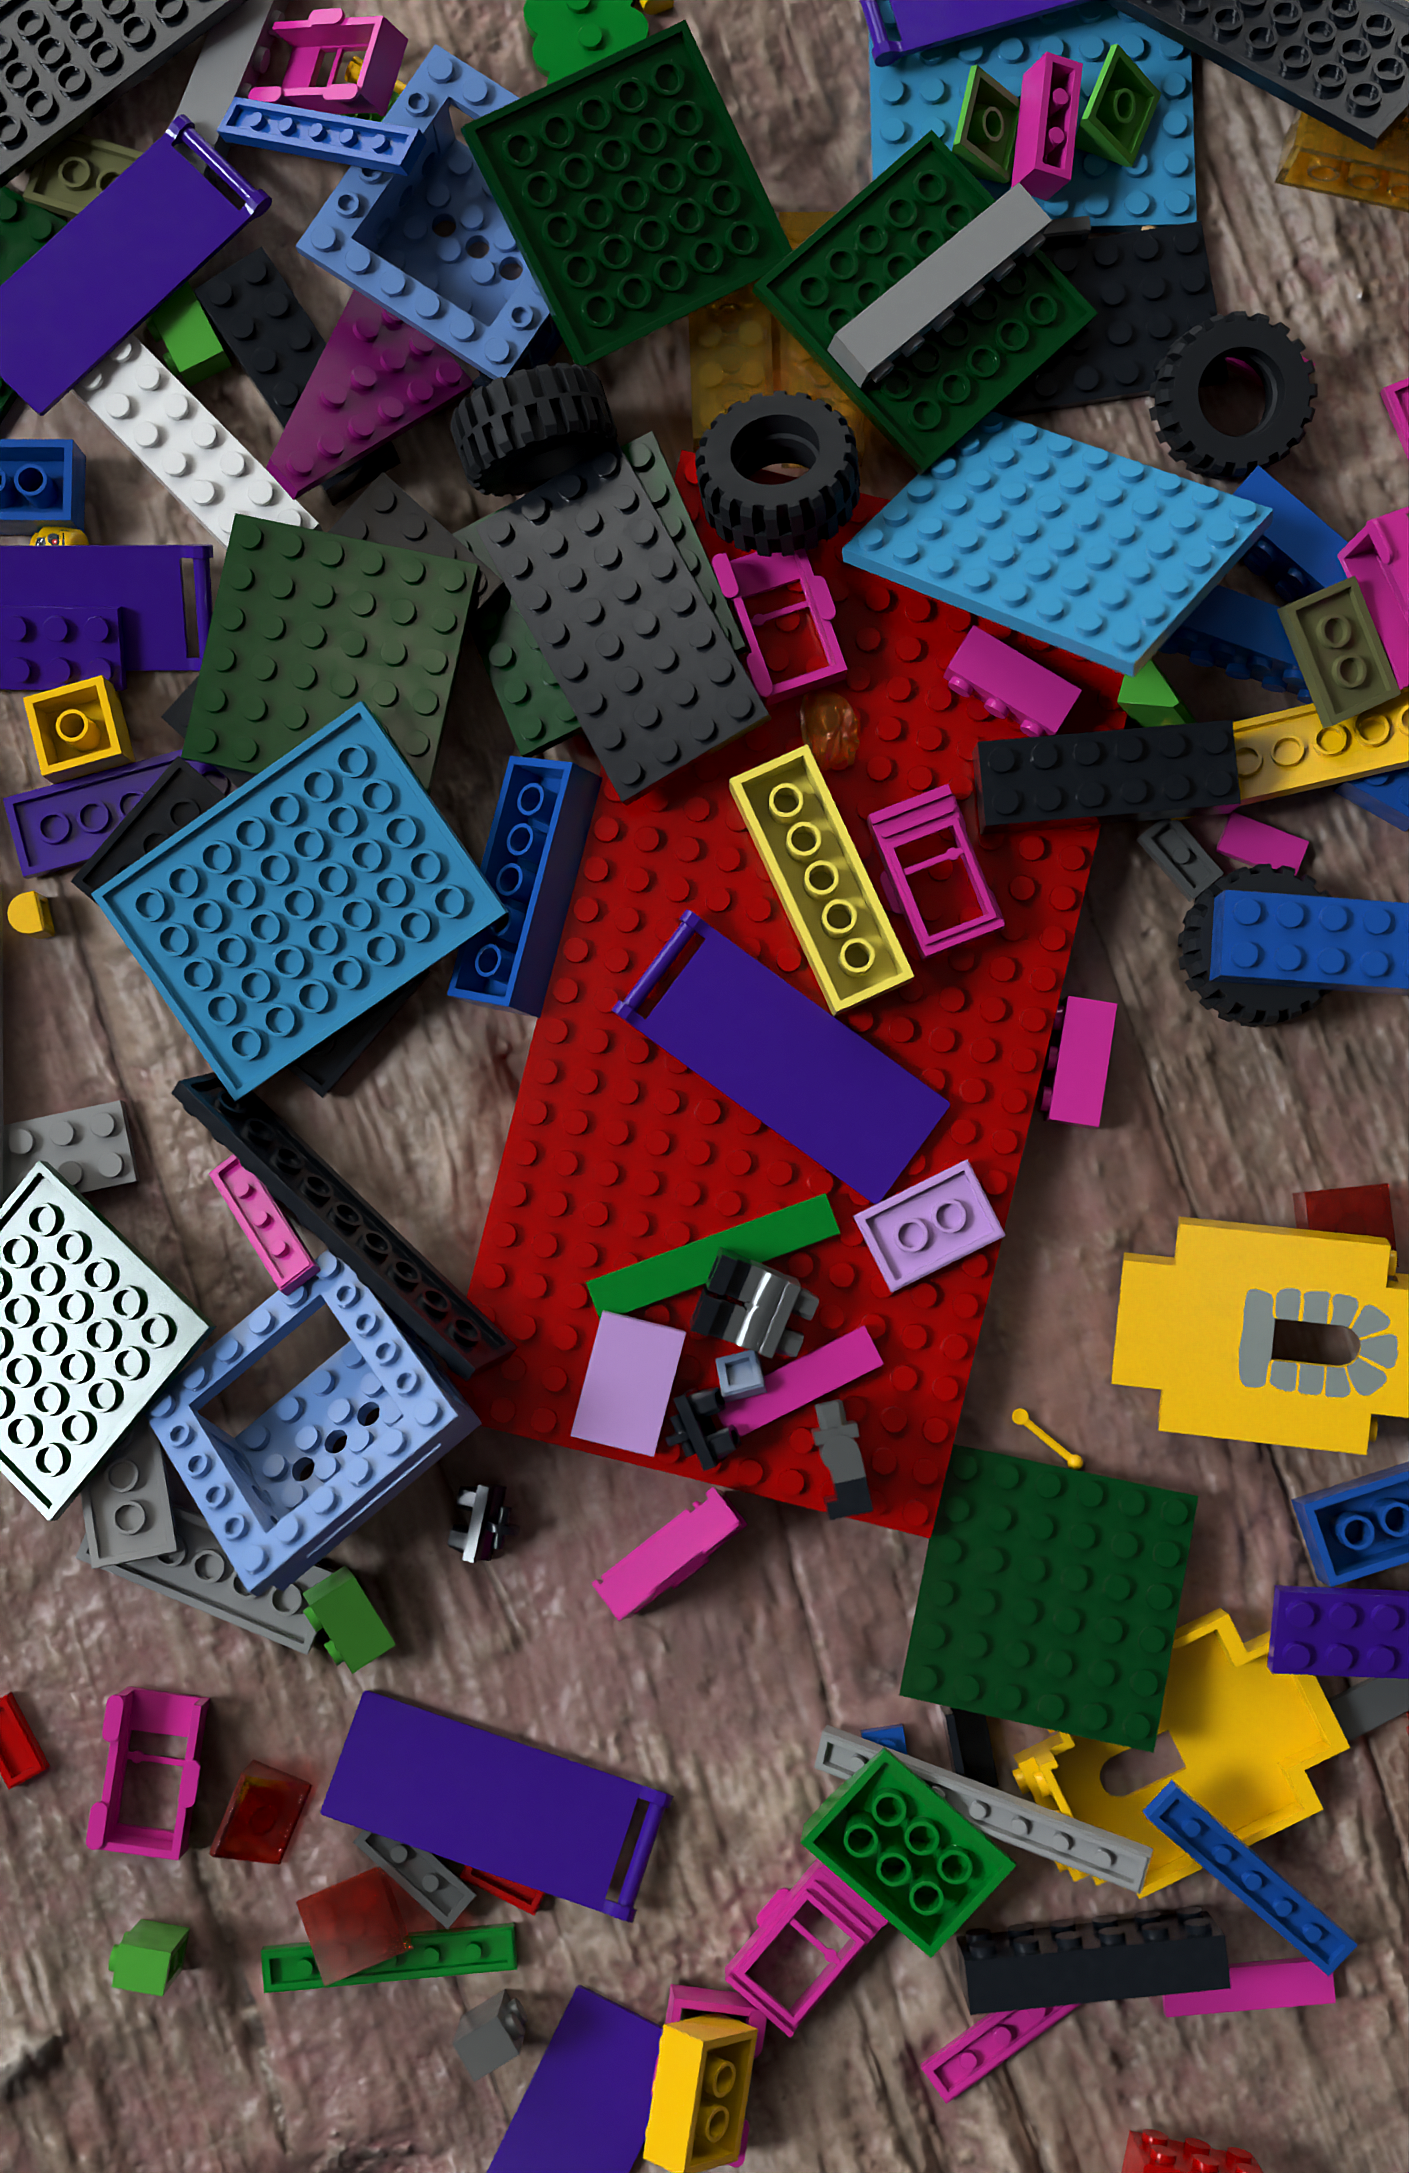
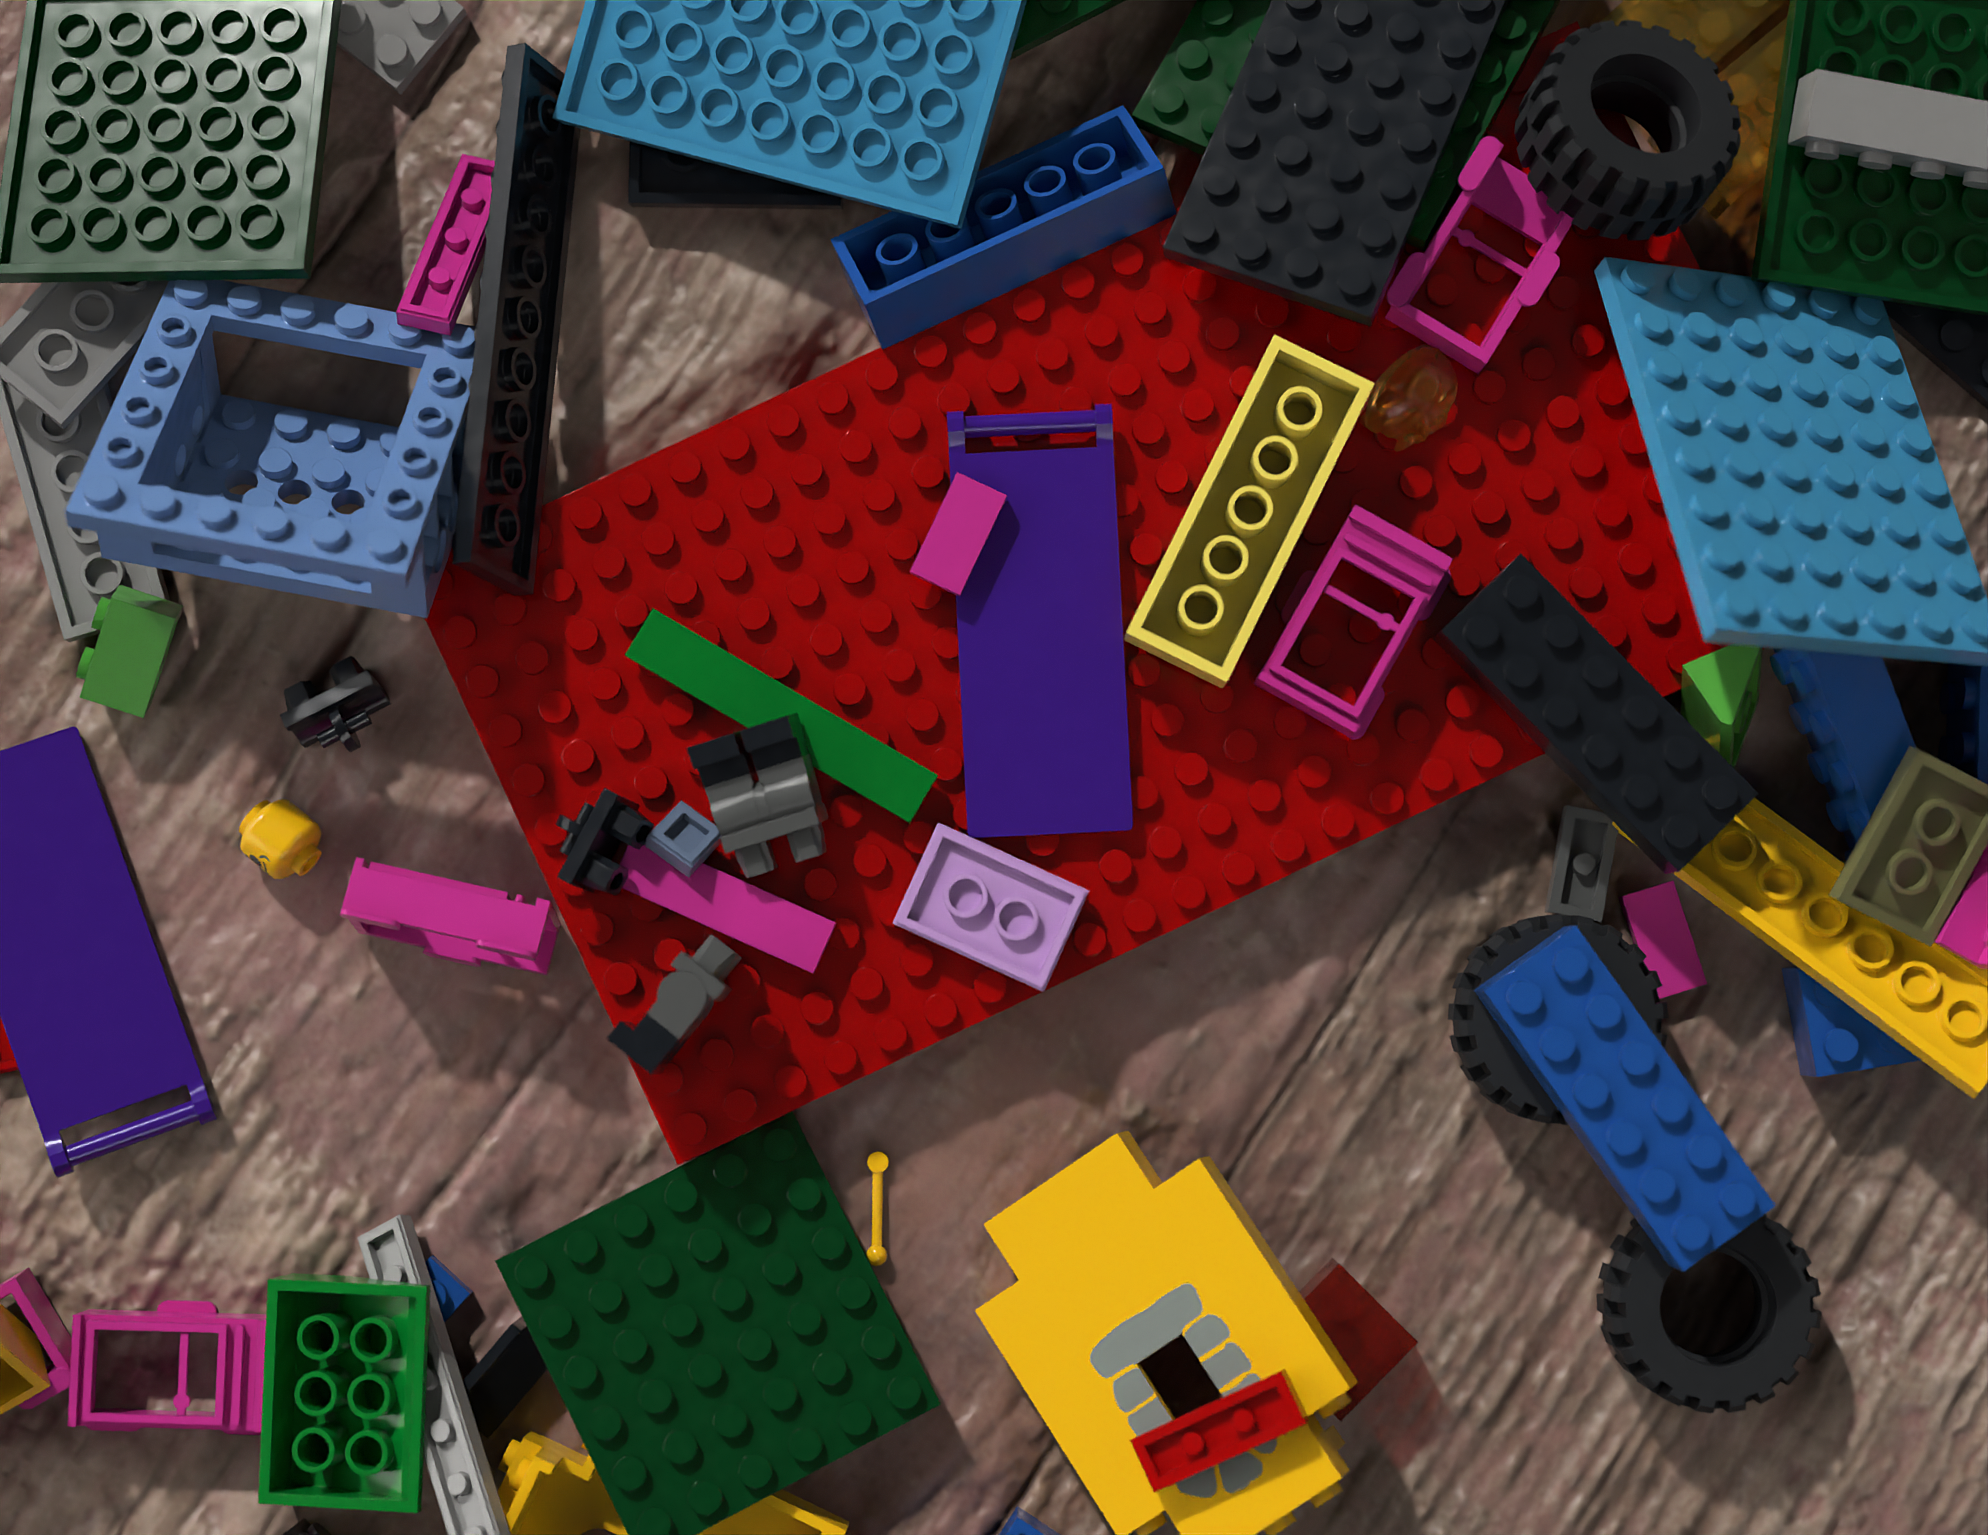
camera: 50 degrees right, 0 degrees up
(536, 1620) = (280, 839): none -> yellow head
(628, 1383) = (585, 732): lavender tile -> none
(692, 1063) = (958, 534): none -> dark pink tile
(1010, 684) = (1610, 542): dark pink brick -> none
(1078, 1062) = (1285, 929): dark pink brick -> none
(1353, 1343) = (1219, 1430): none -> red plate

